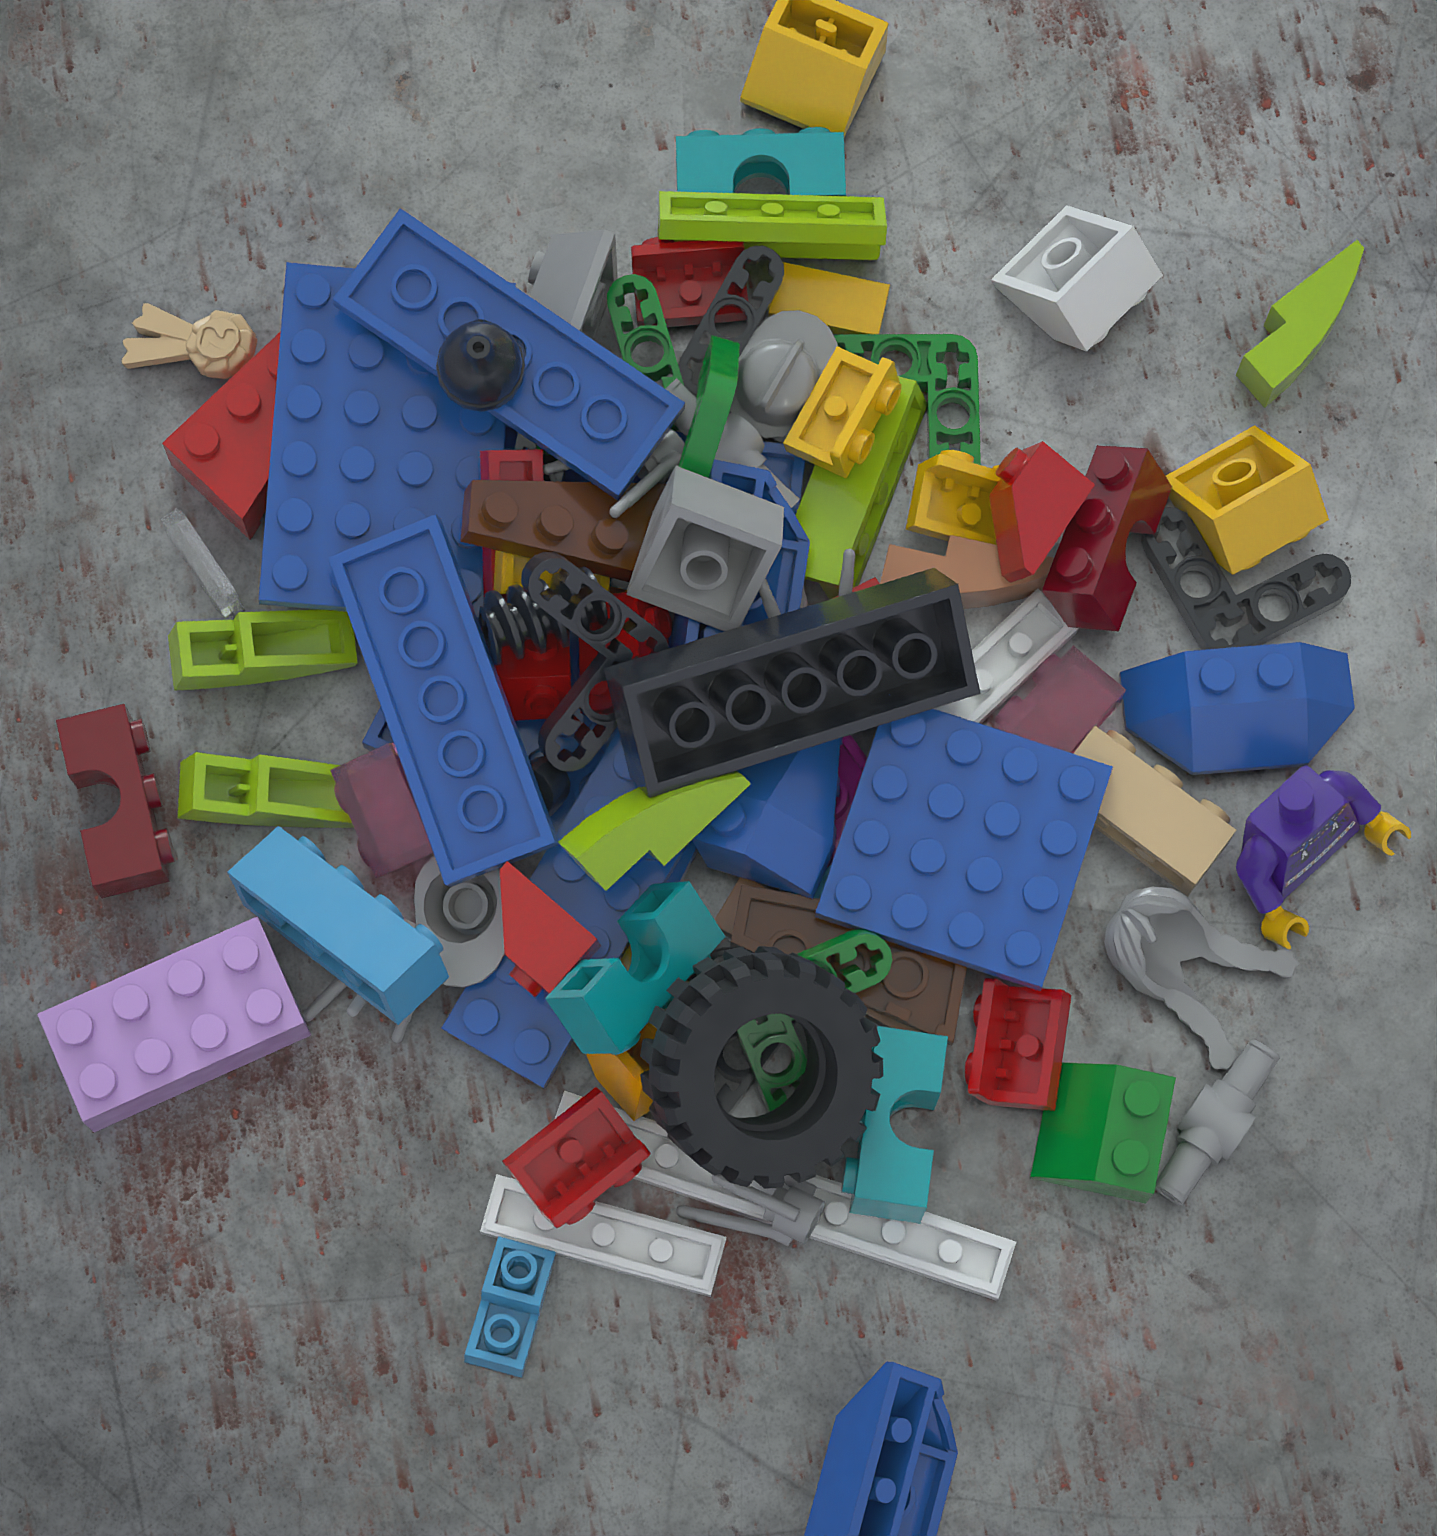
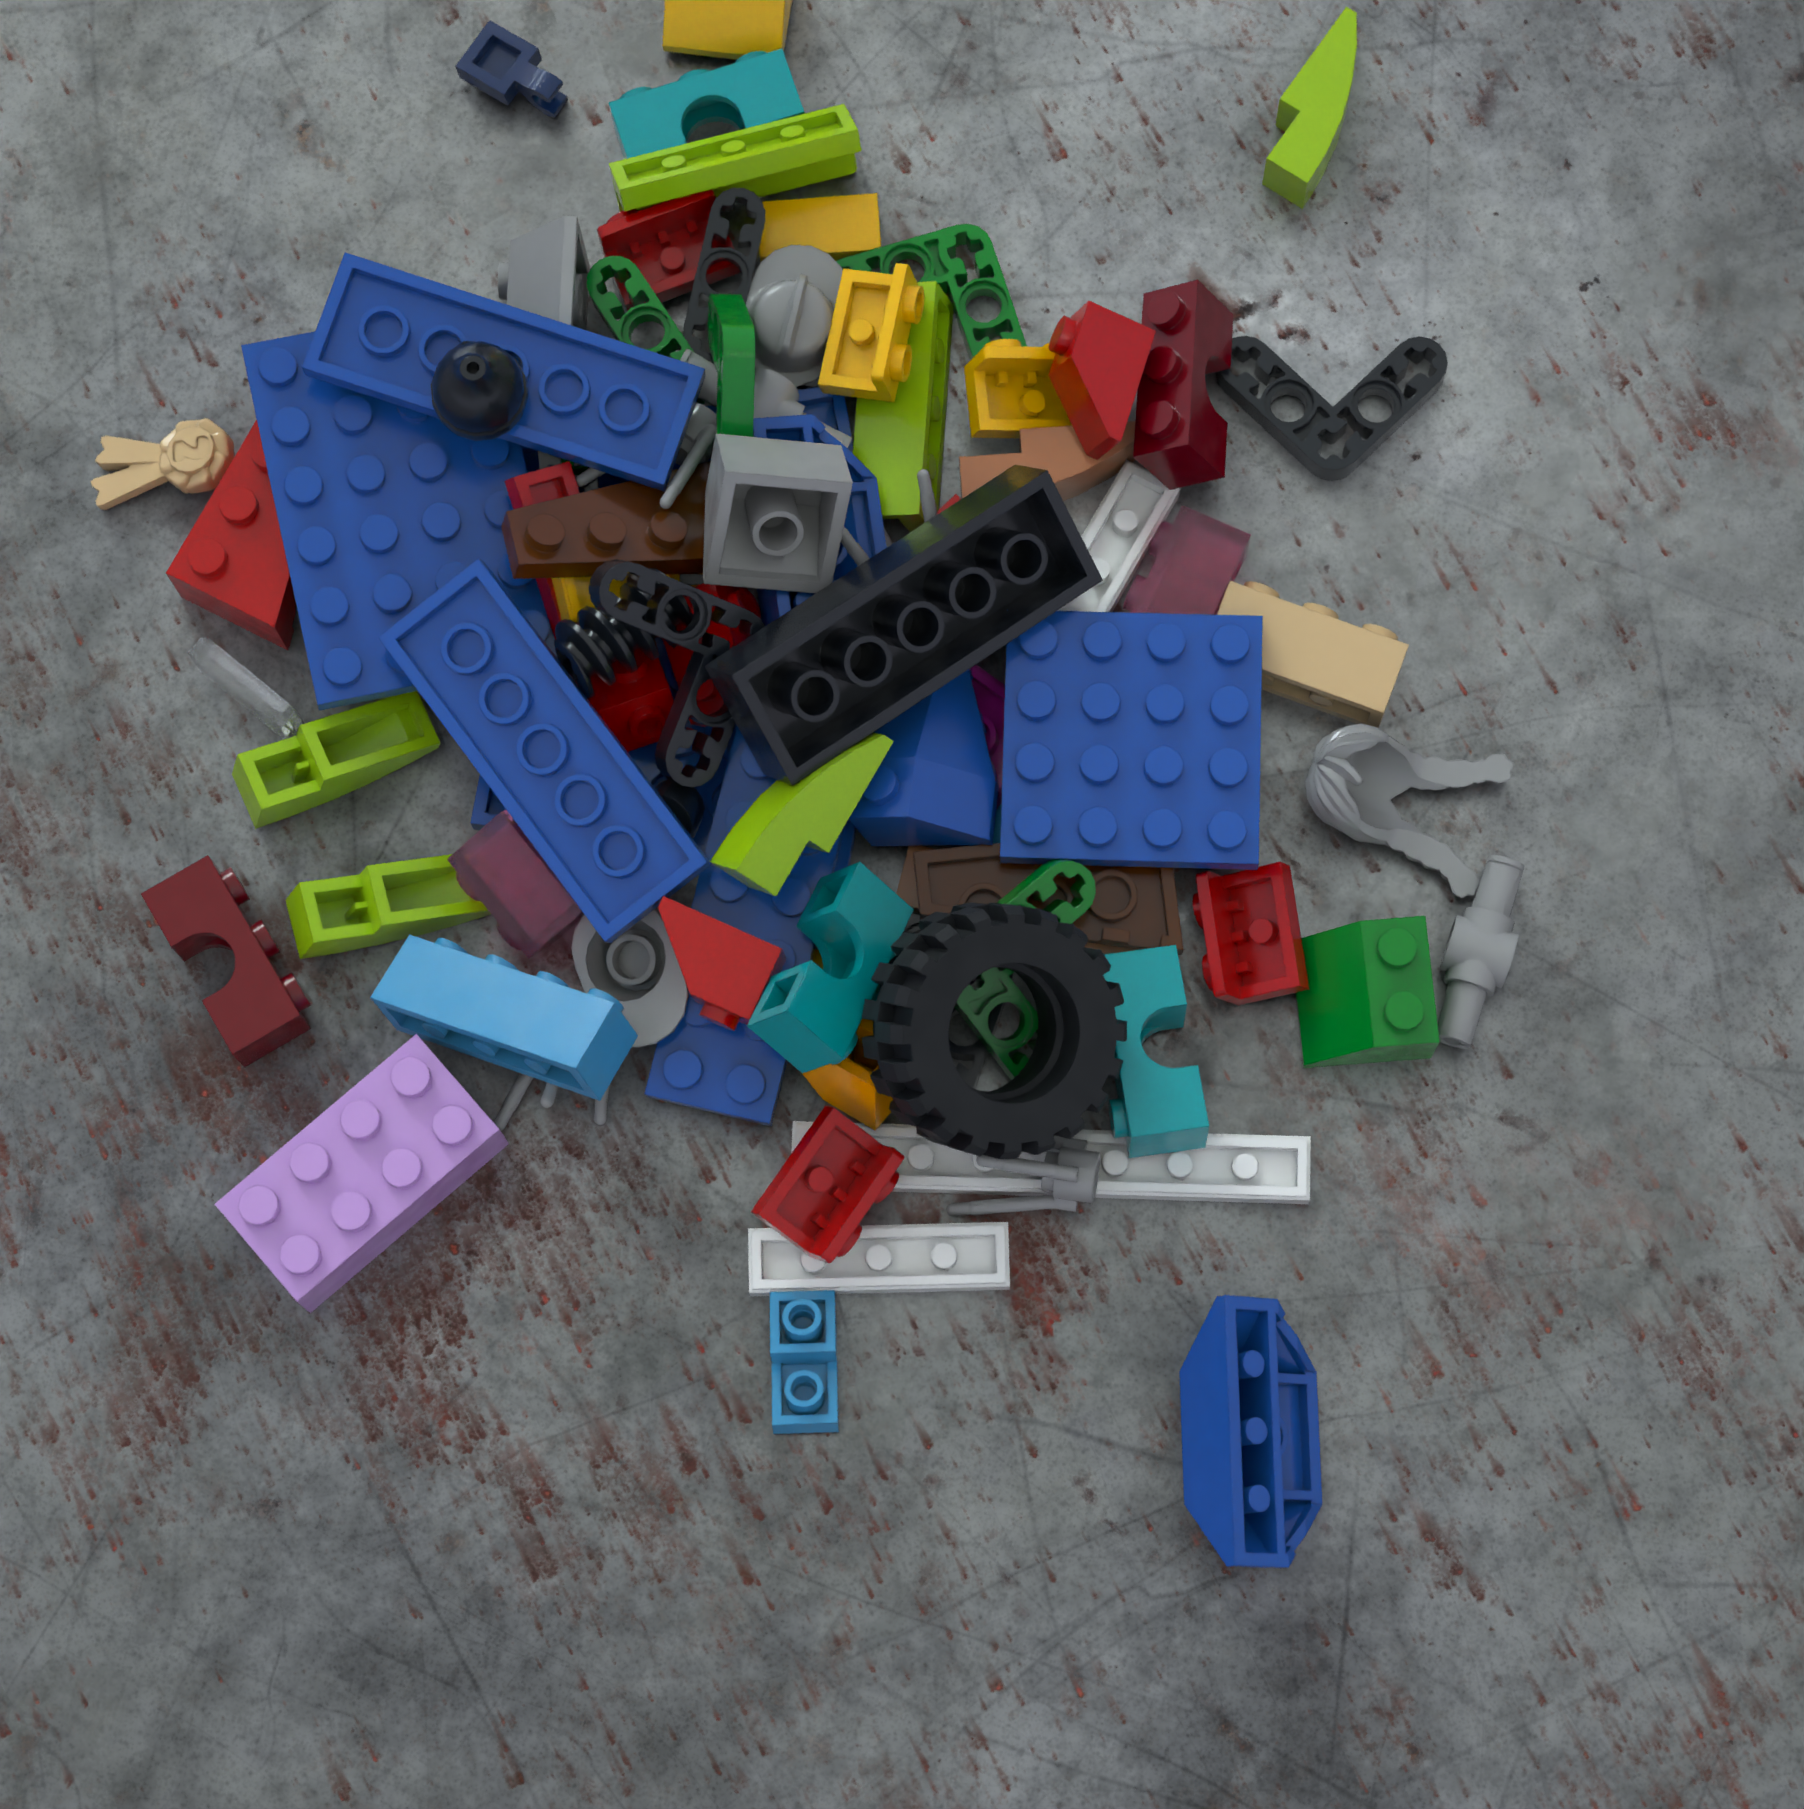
camera: 10 degrees left, 0 degrees up
(597, 76) = (508, 65): none -> dark blue plate
(1079, 276) = (1071, 127): white slope -> none
(1239, 705) = (1370, 518): blue wedge -> none
(1248, 498) = (1316, 303): yellow slope -> none
(1298, 833) = (1472, 631): dark purple torso -> none

